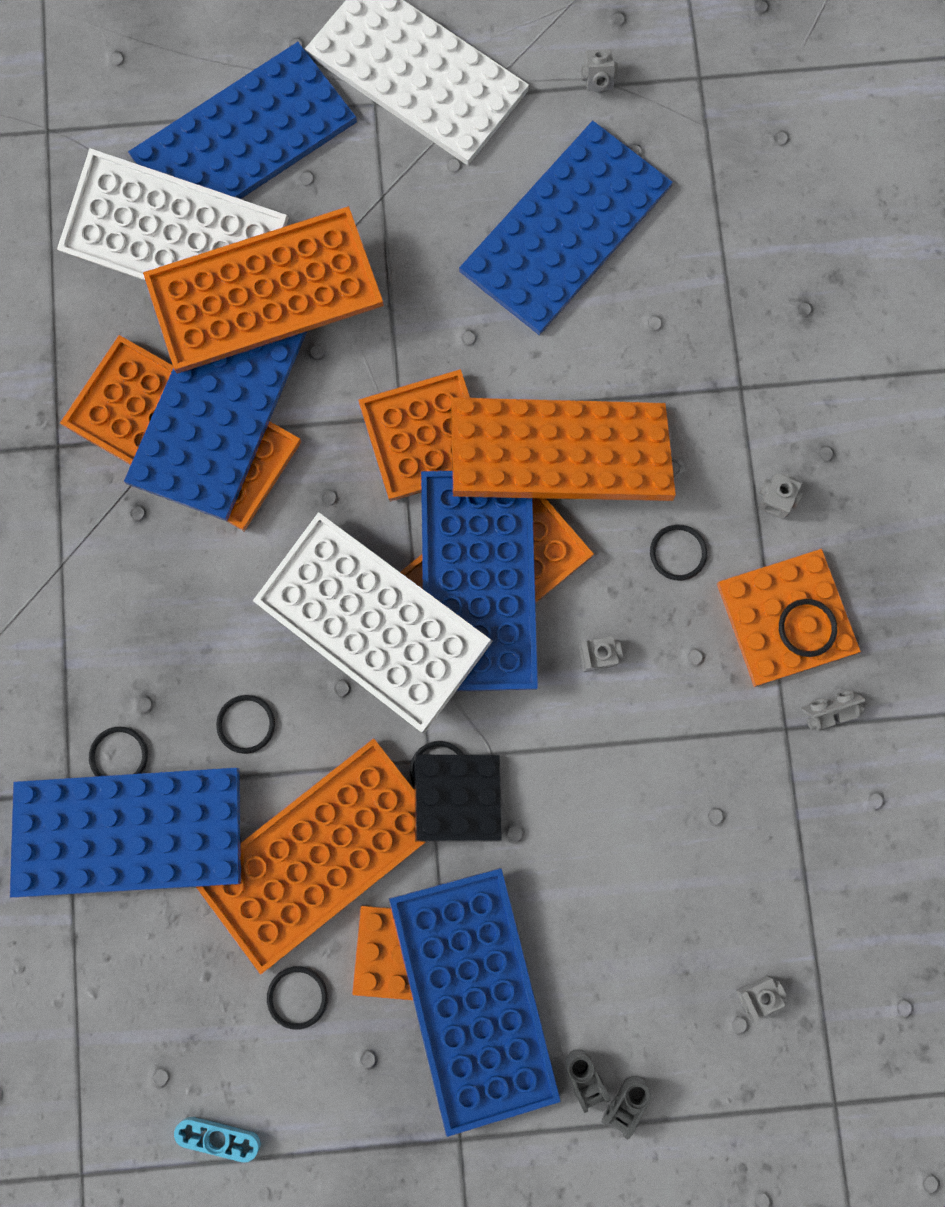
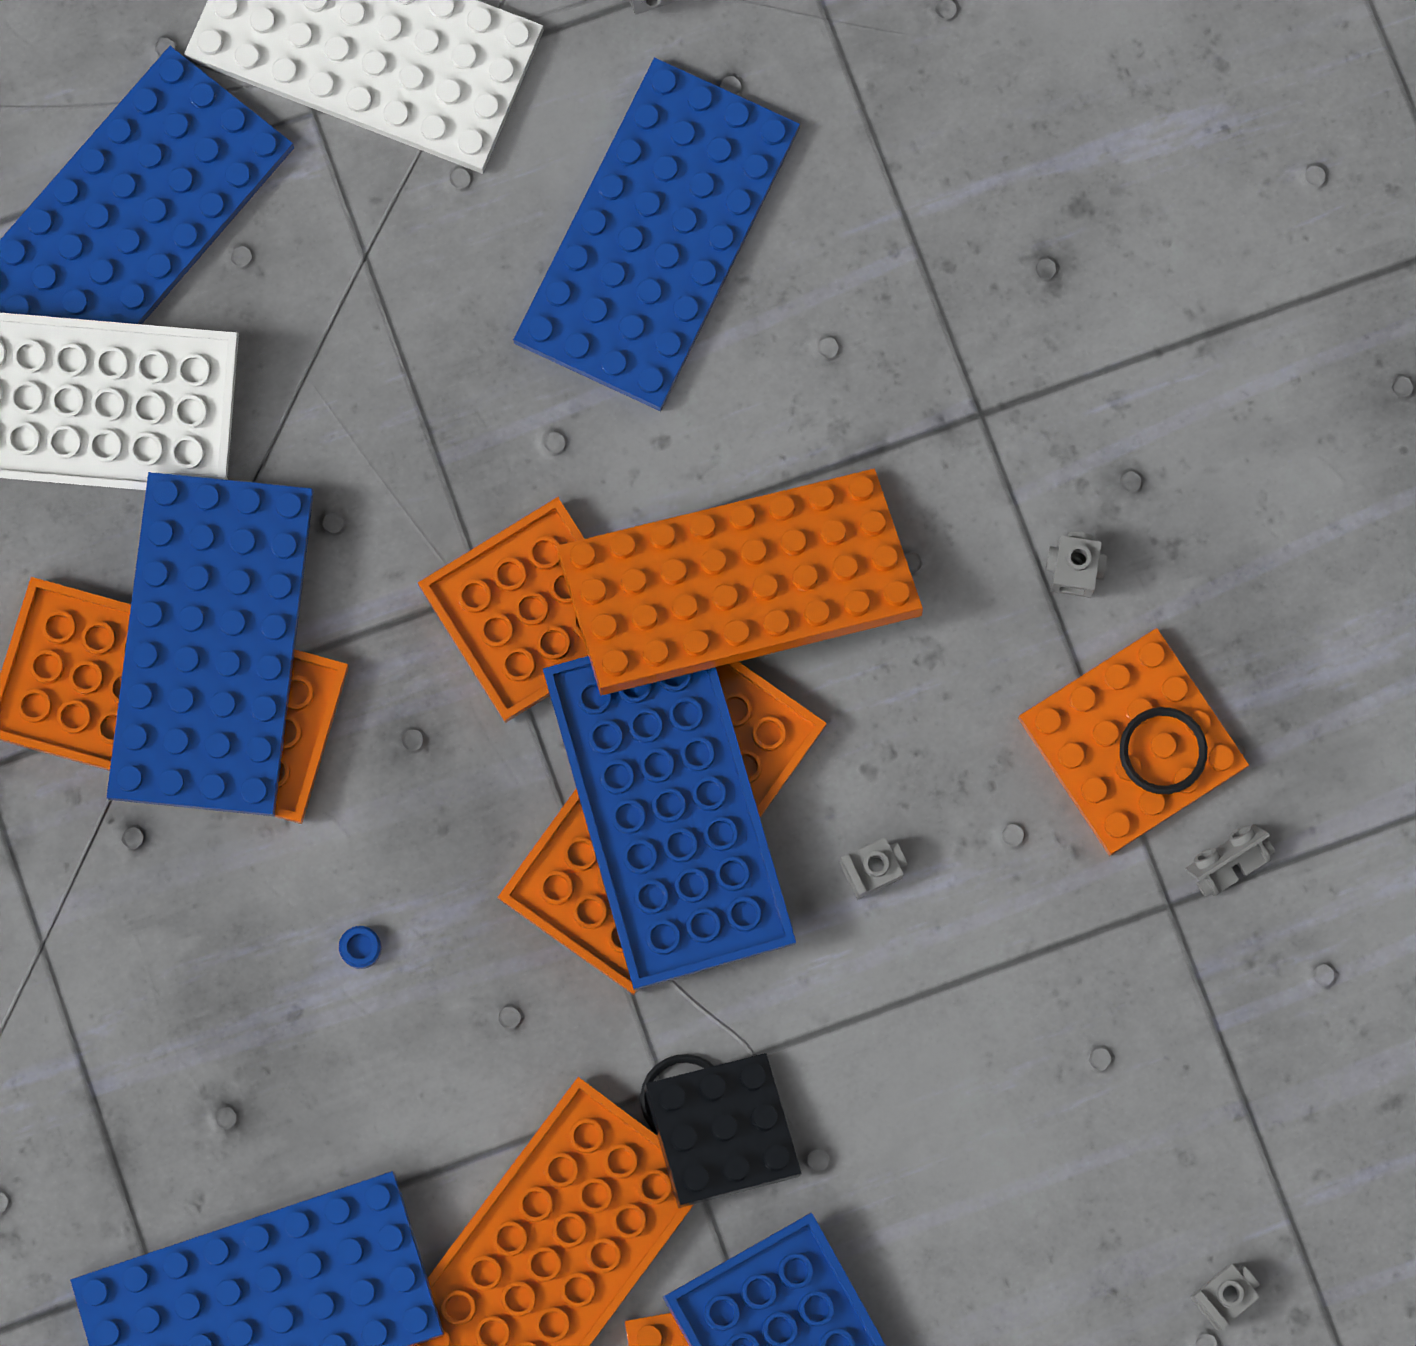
camera: 15 degrees left, 0 degrees up
(113, 730) = (206, 1162): black tyre -> none
(220, 718) = (423, 1112): black tyre -> none
(258, 619) = (360, 947): none -> blue tile
(262, 289) = (234, 457): orange plate -> none
(372, 622) = (530, 908): white plate -> none
(671, 576) = (949, 725): black tyre -> none

